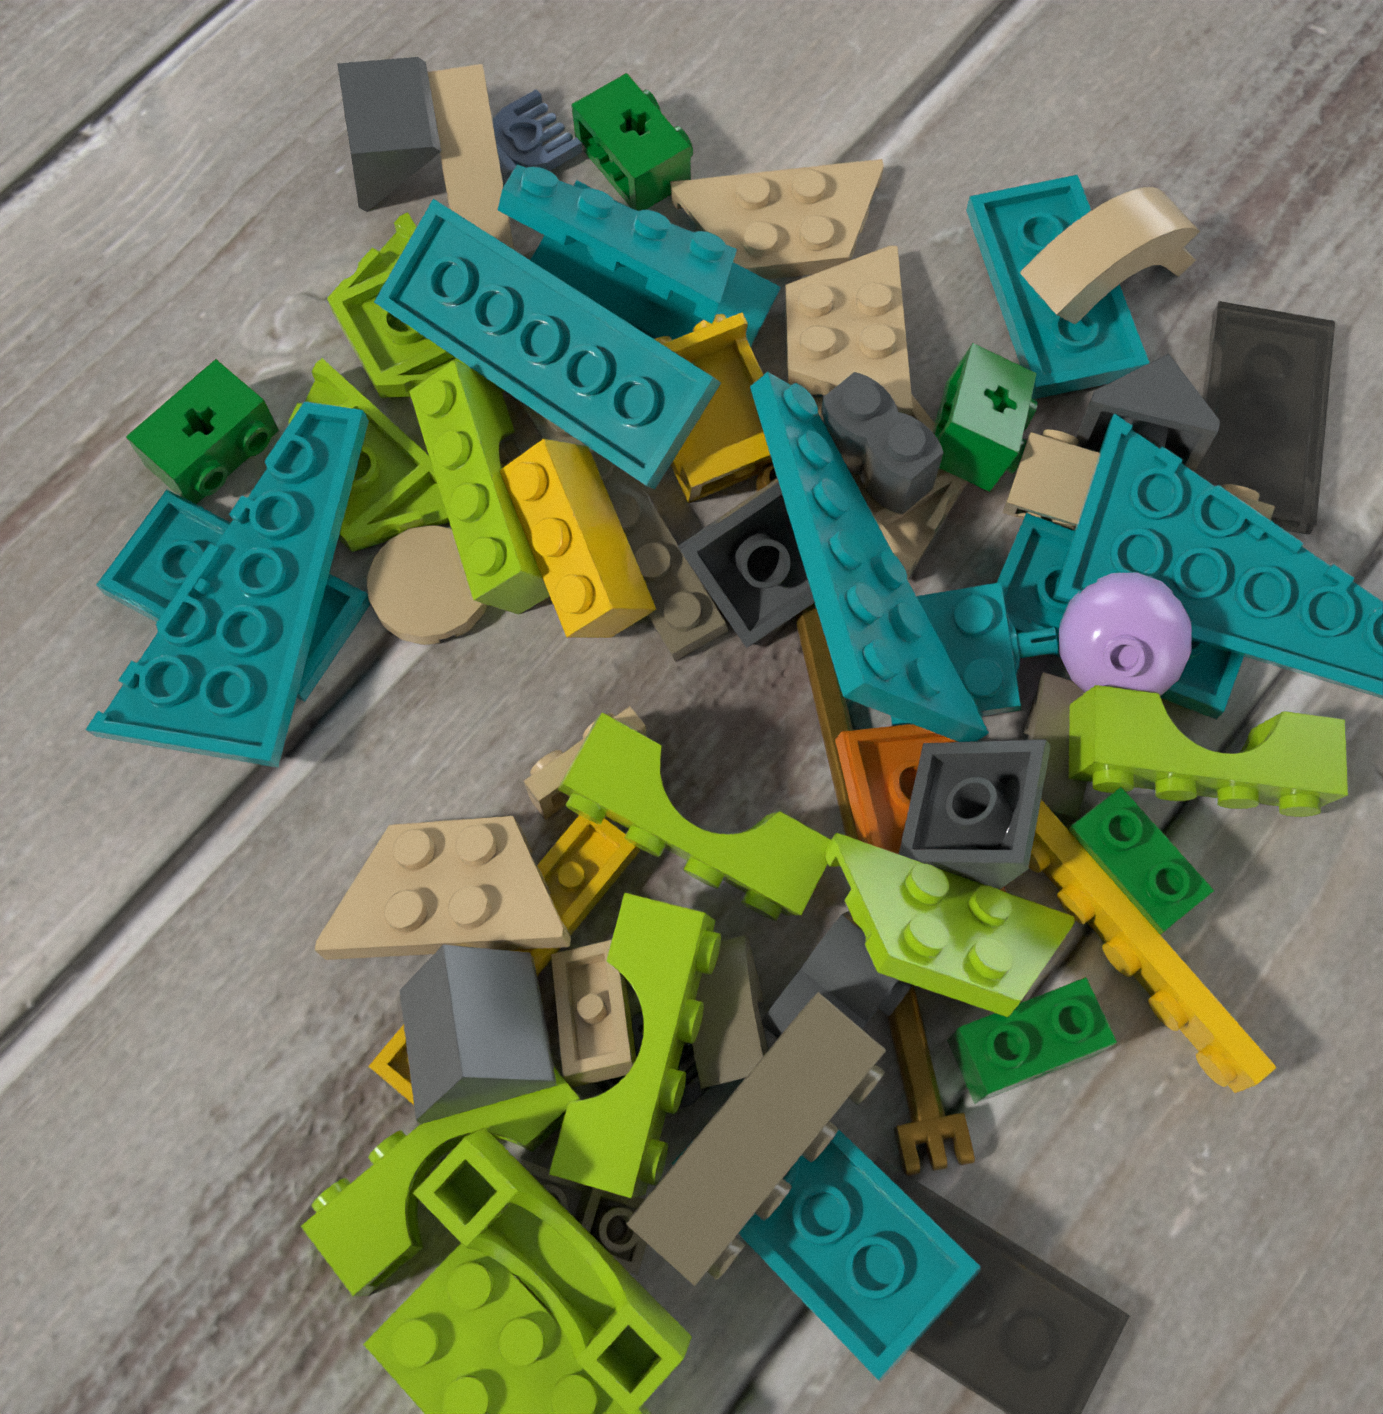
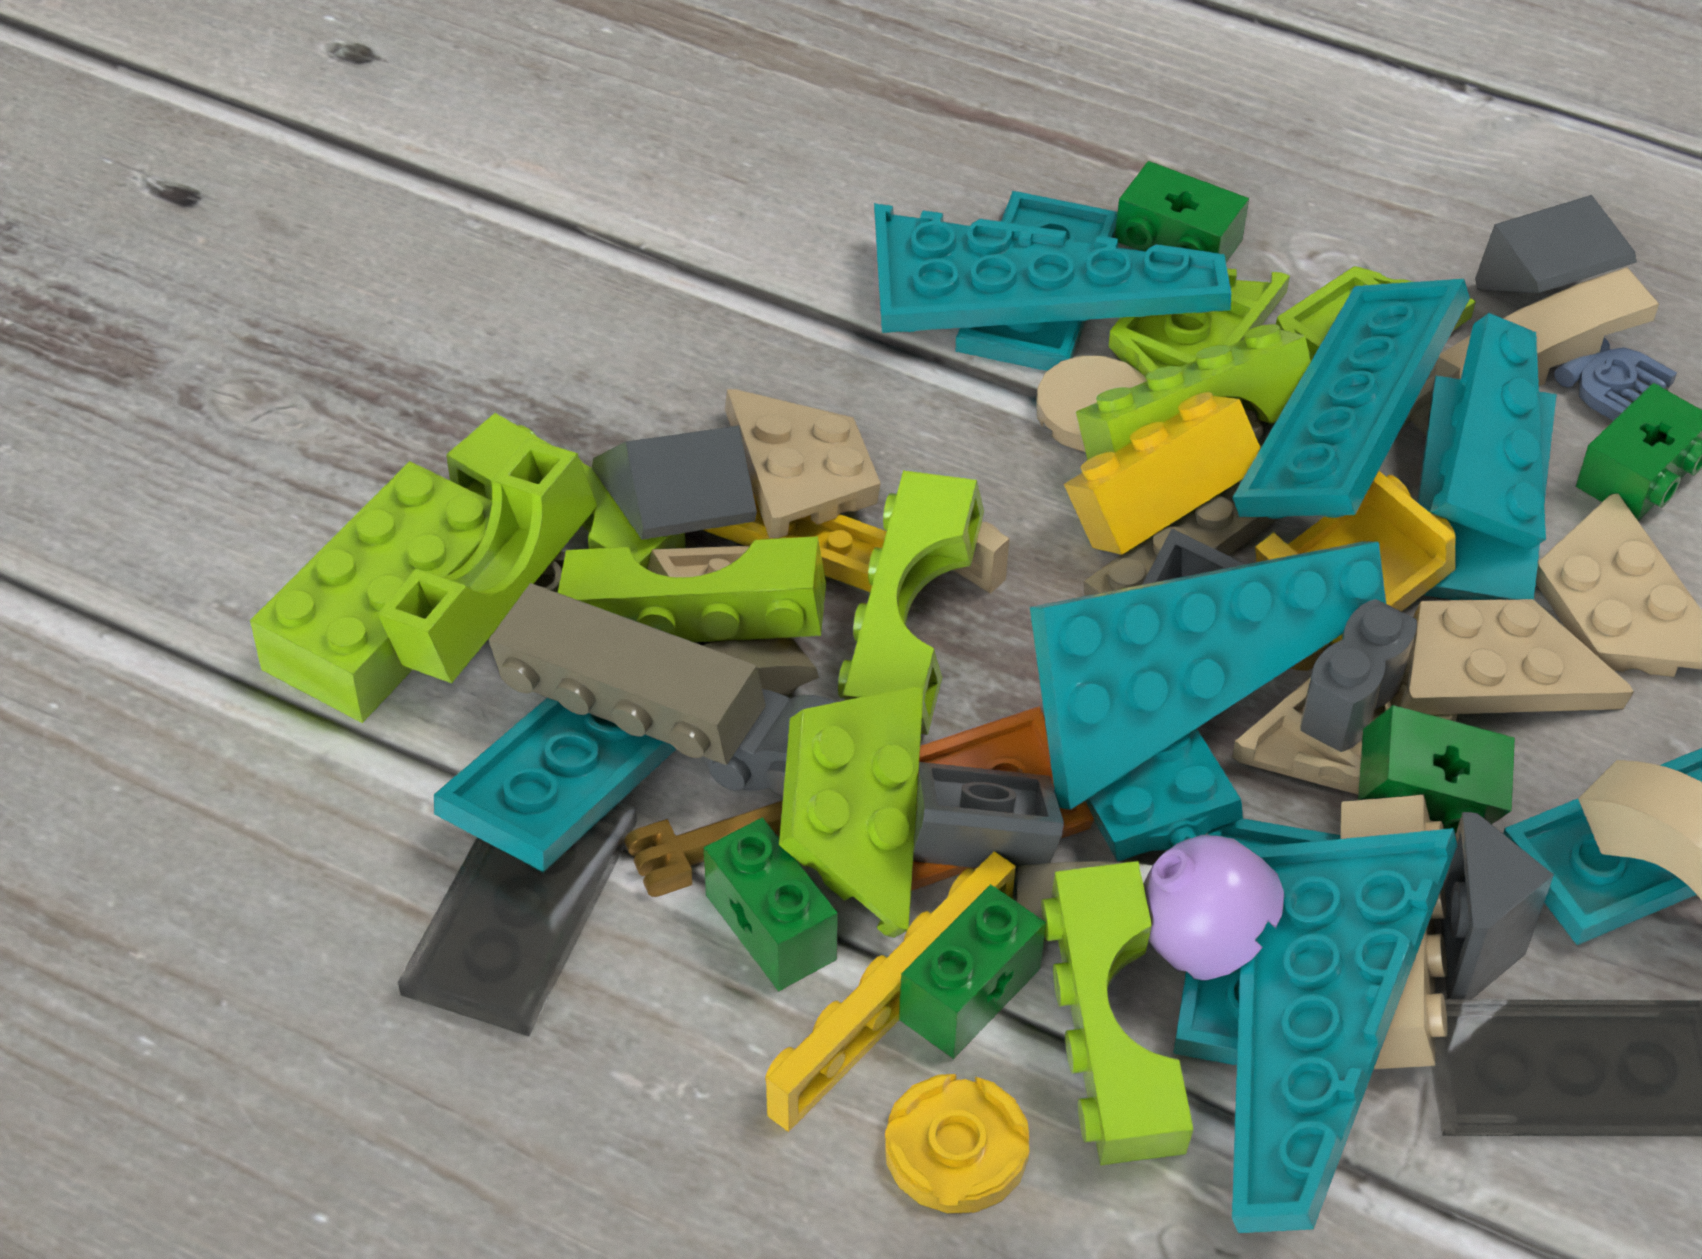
camera: 75 degrees right, 20 degrees down
(1289, 927) = (957, 1143): none -> yellow tile

